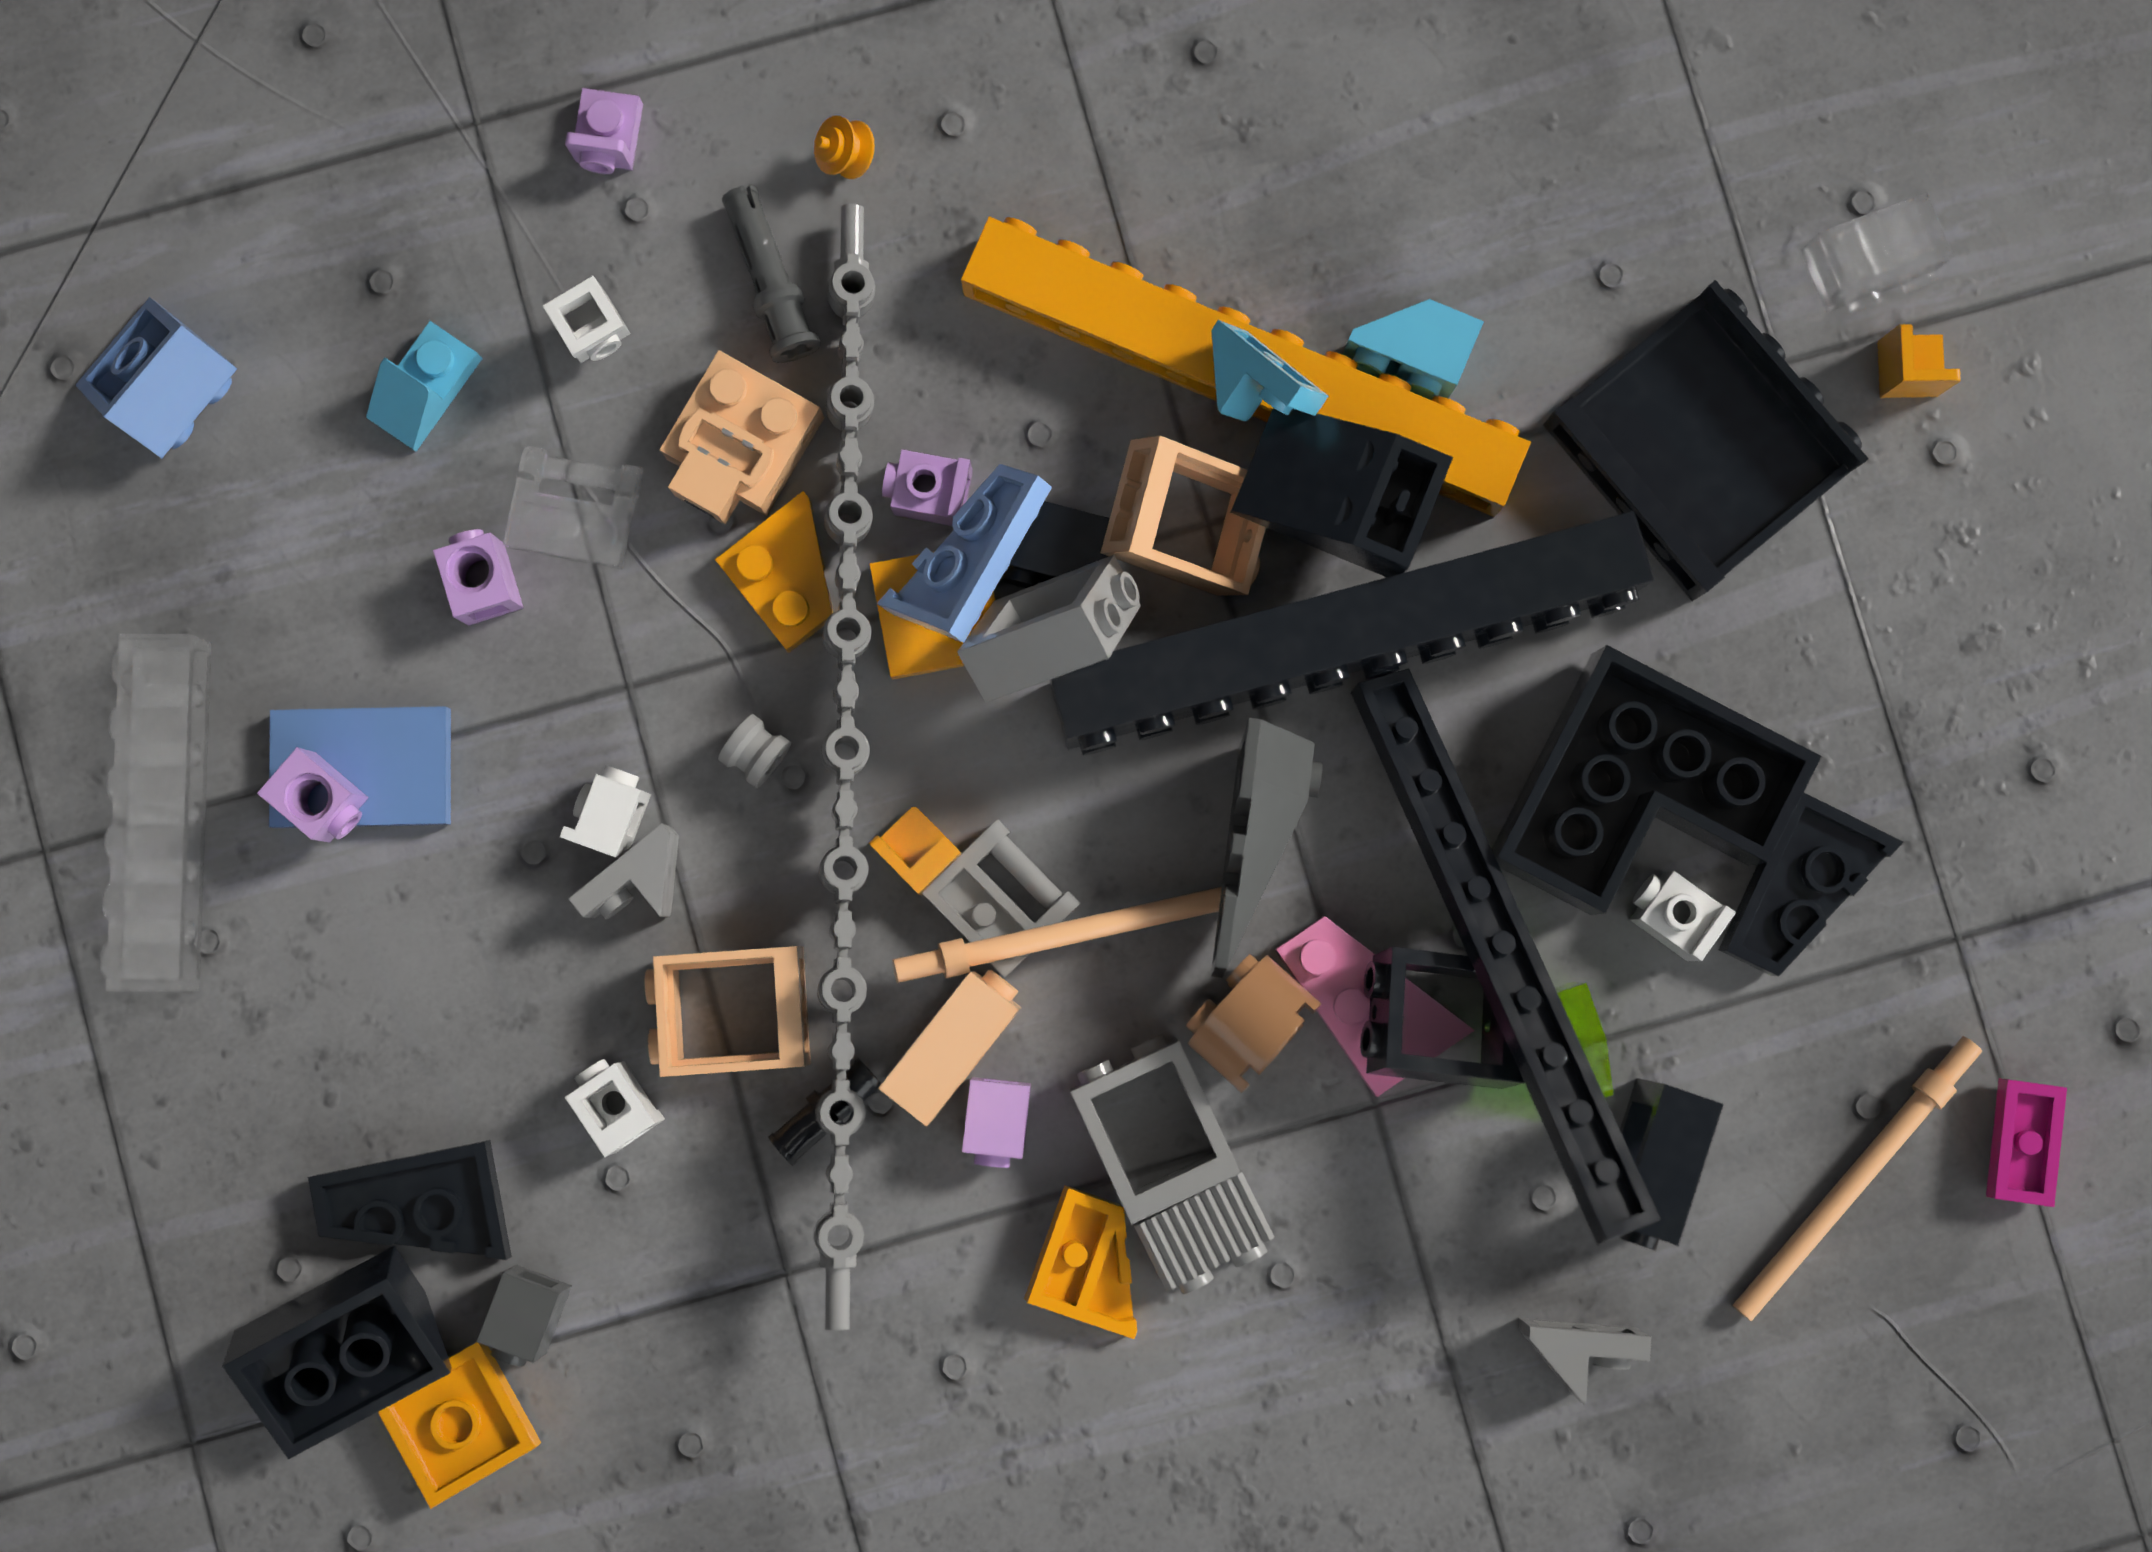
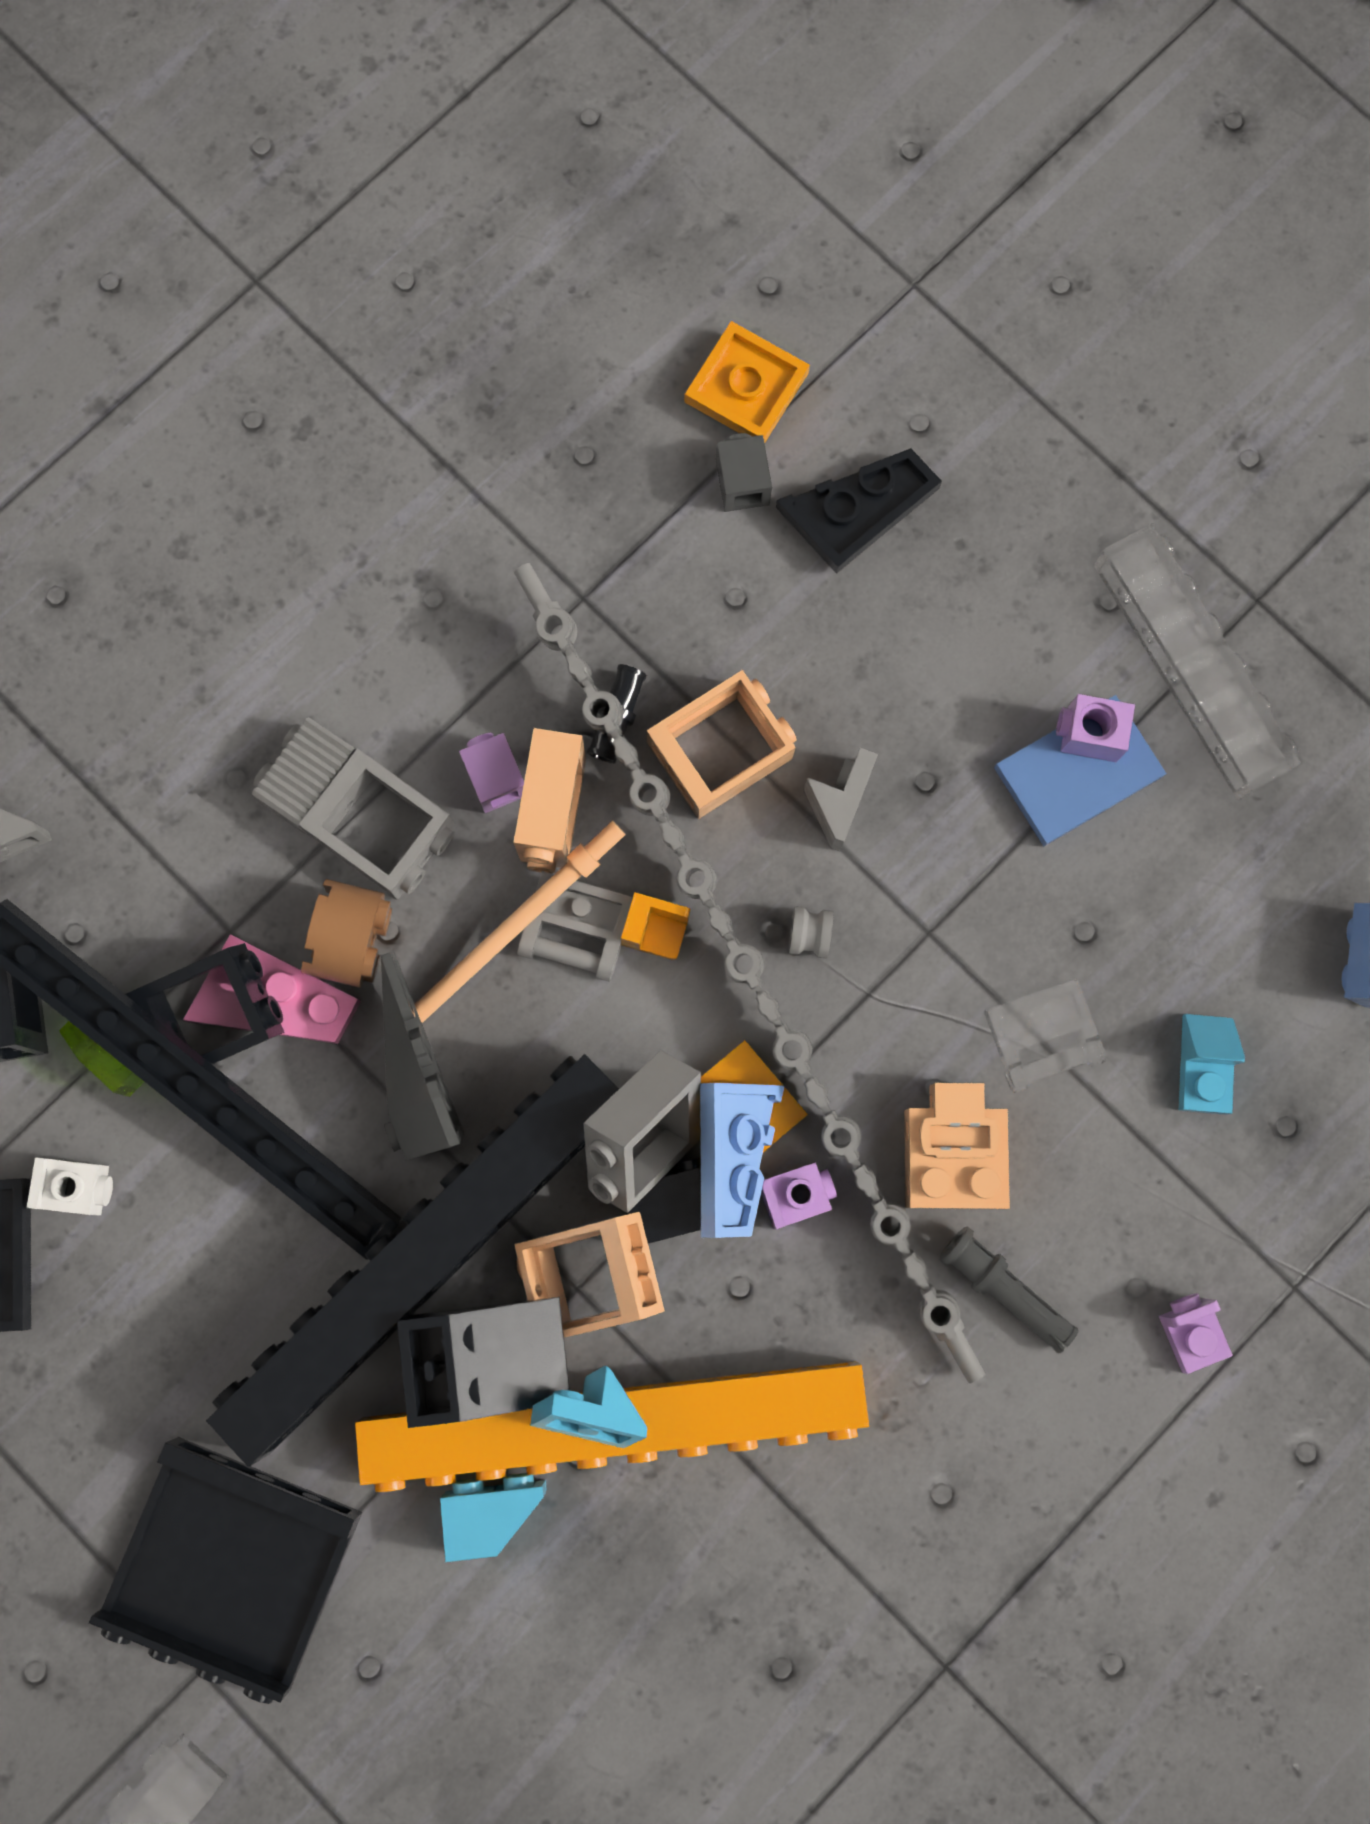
camera: 145 degrees right, 5 degrees down
(338, 1353) = (851, 382): black slope -> none
(493, 597) = (1059, 945): lavender brick -> none
(591, 329) = (1117, 1174): white brick -> none
(608, 813) = (887, 831): white brick -> none
(609, 1129) = (760, 622): white brick -> none
(783, 573) = (866, 1073): light orange wing -> none
(844, 147) = (1010, 1422): light orange wheel -> none
(1085, 1264) = (378, 709): light orange wing -> none
(1638, 752) = (166, 1286): black brick -> none
(1913, 365) = (91, 1727): light orange panel -> none

